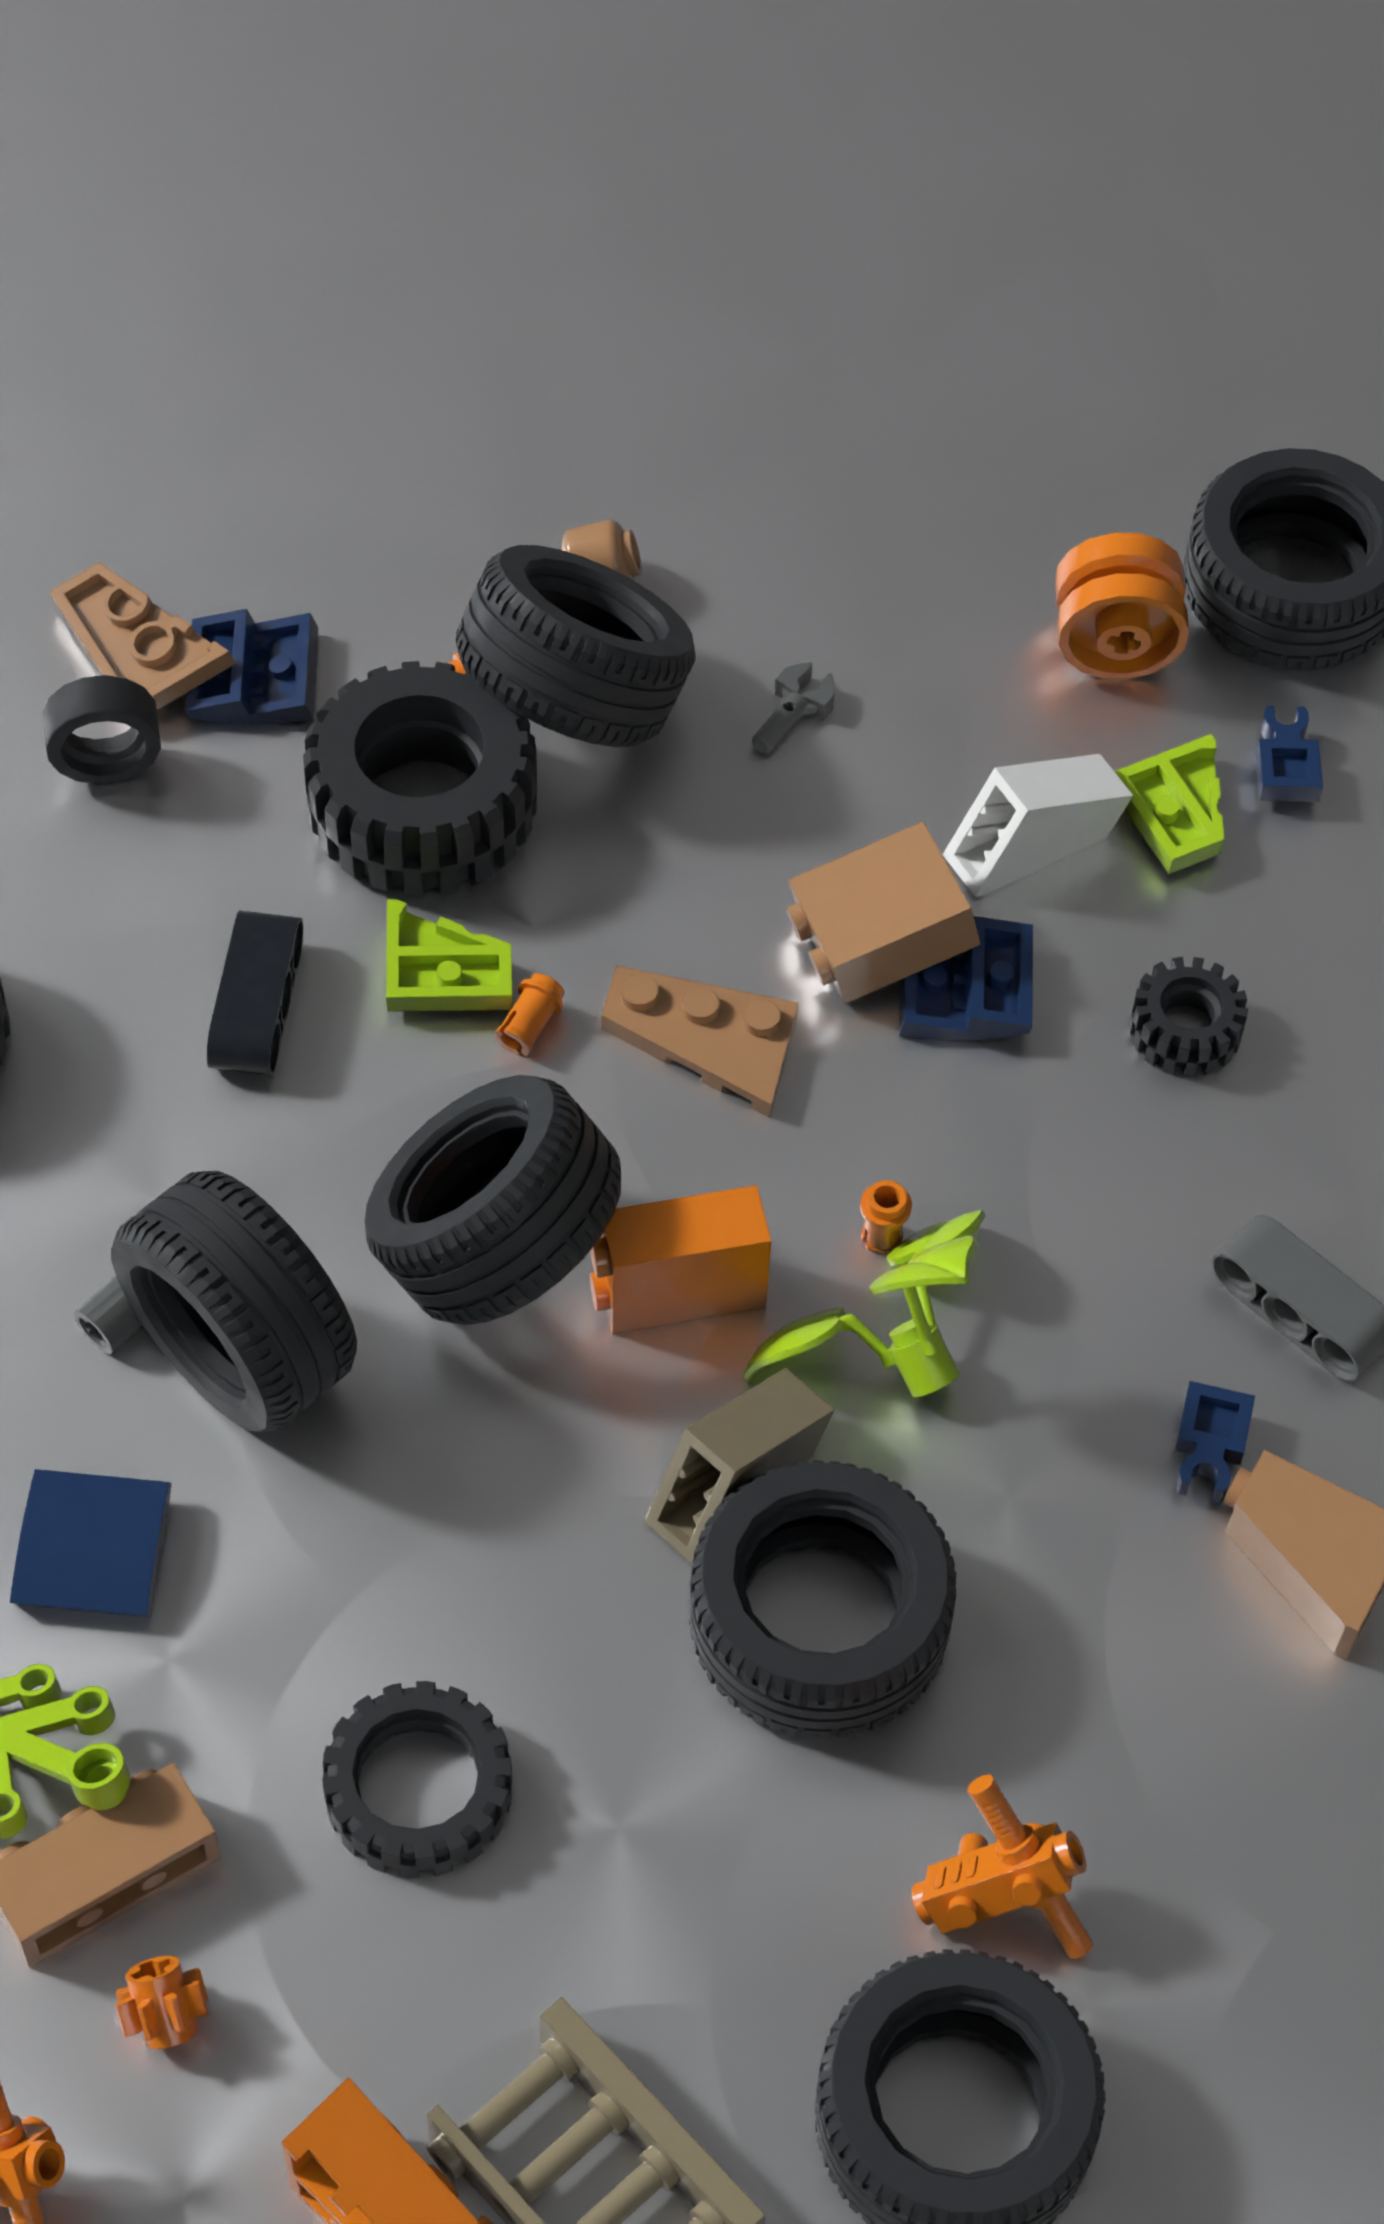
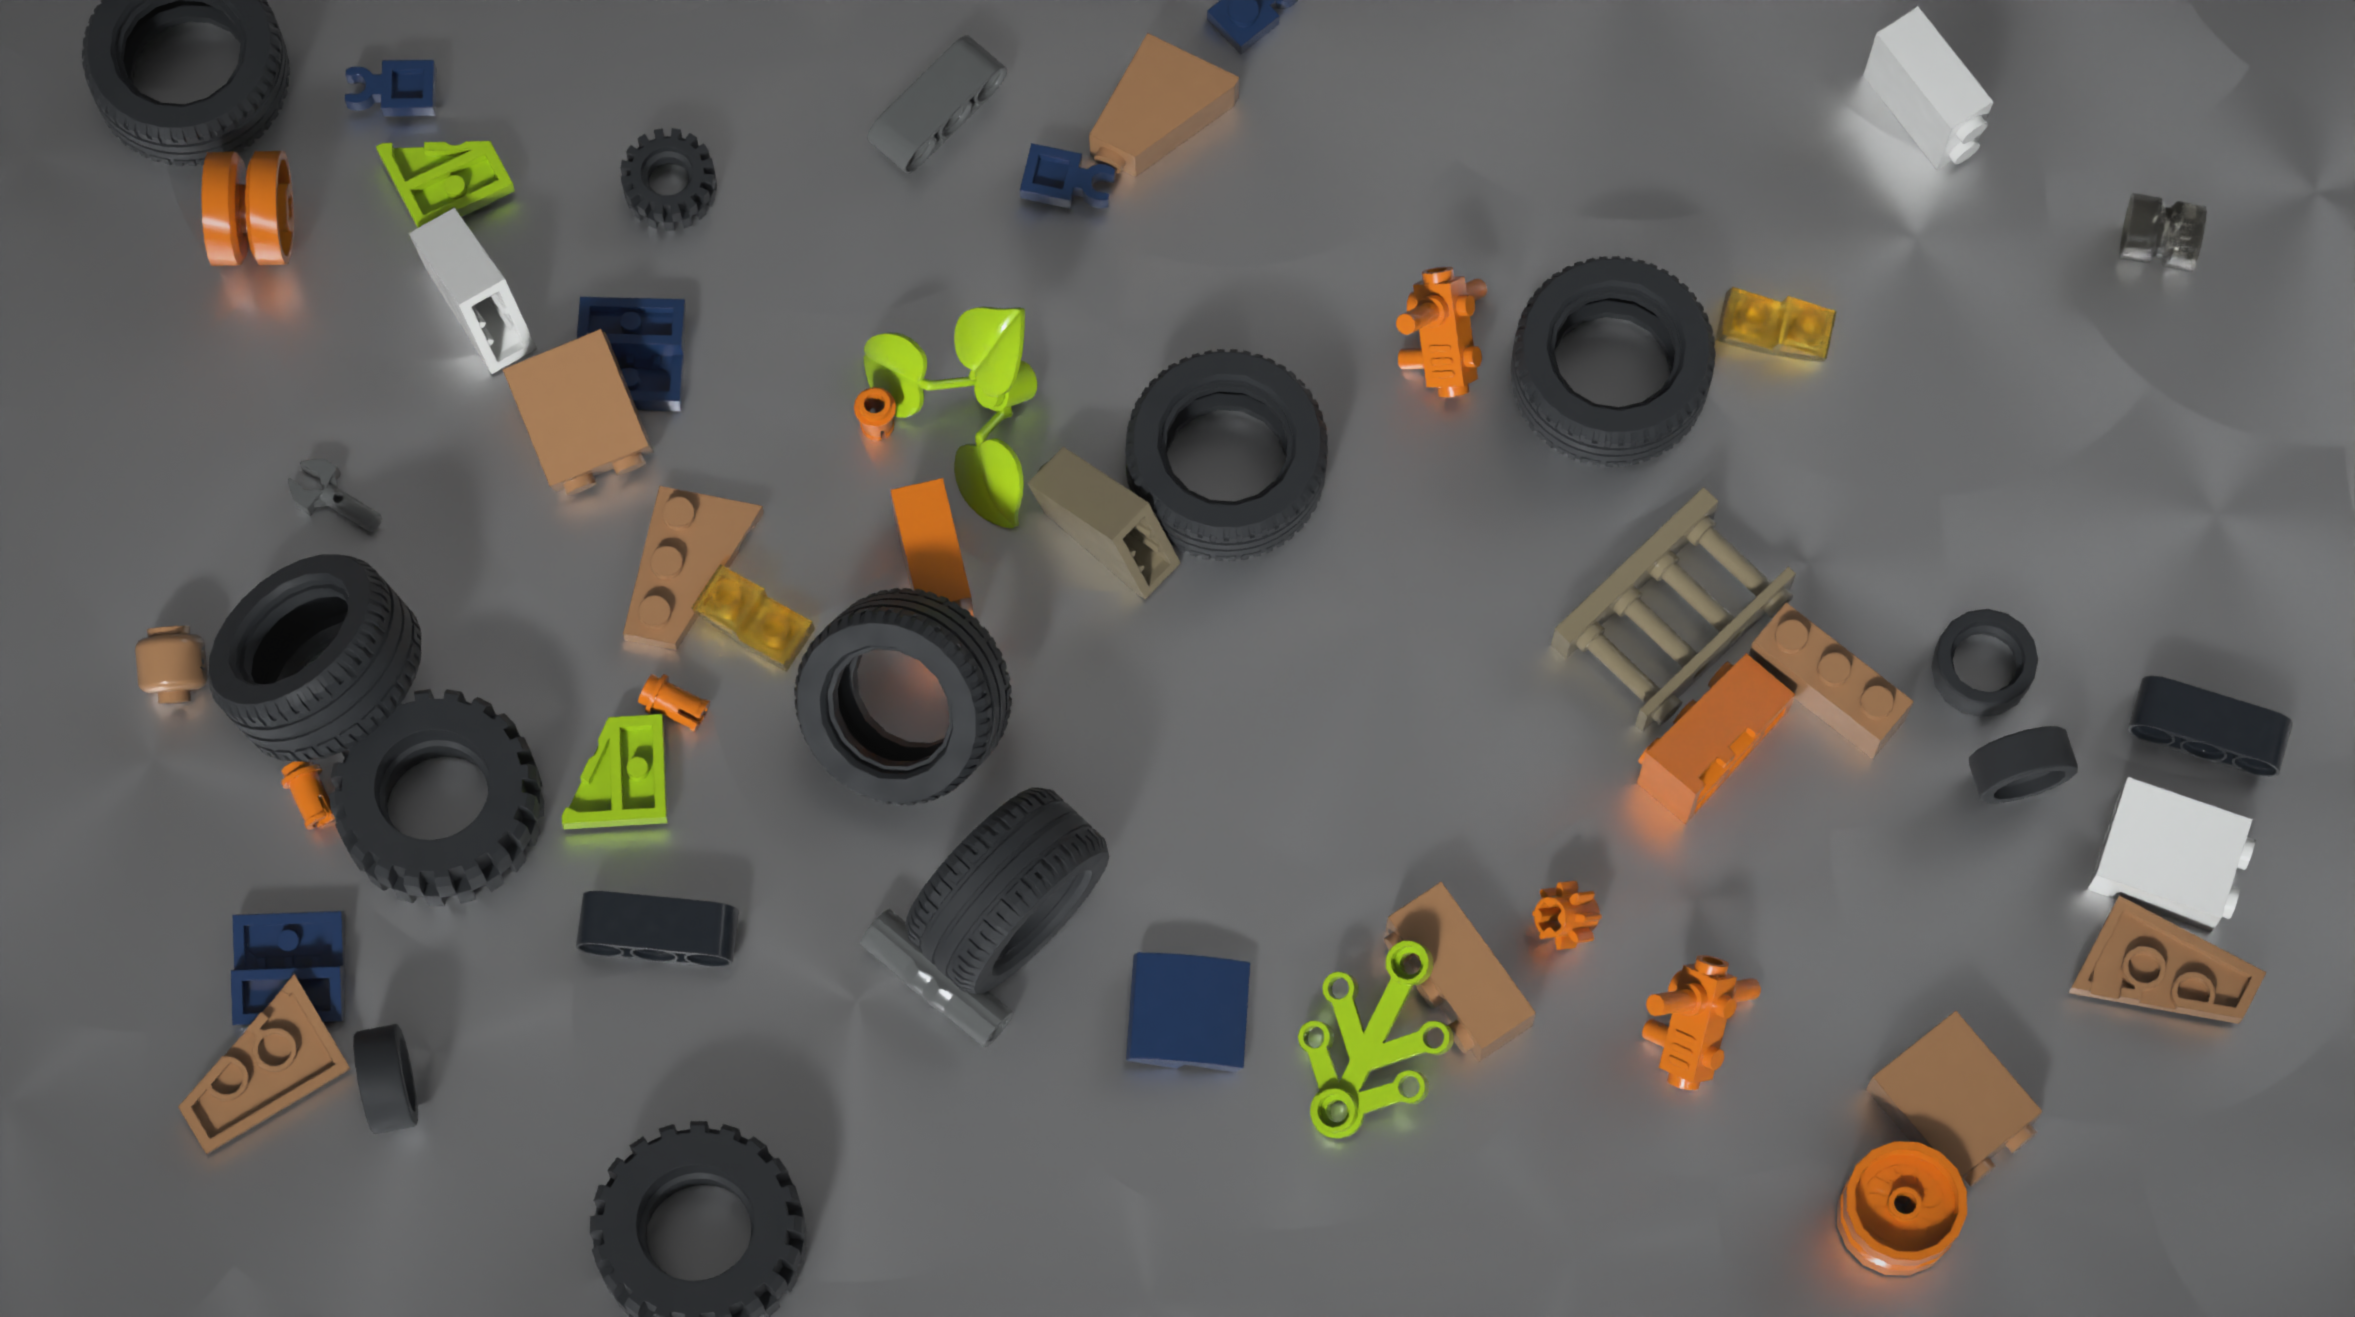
camera: 90 degrees left, 15 degrees up
(404, 1712) = (1383, 697): black tyre -> none
(637, 1089) = (753, 618): none -> clear yellow slope

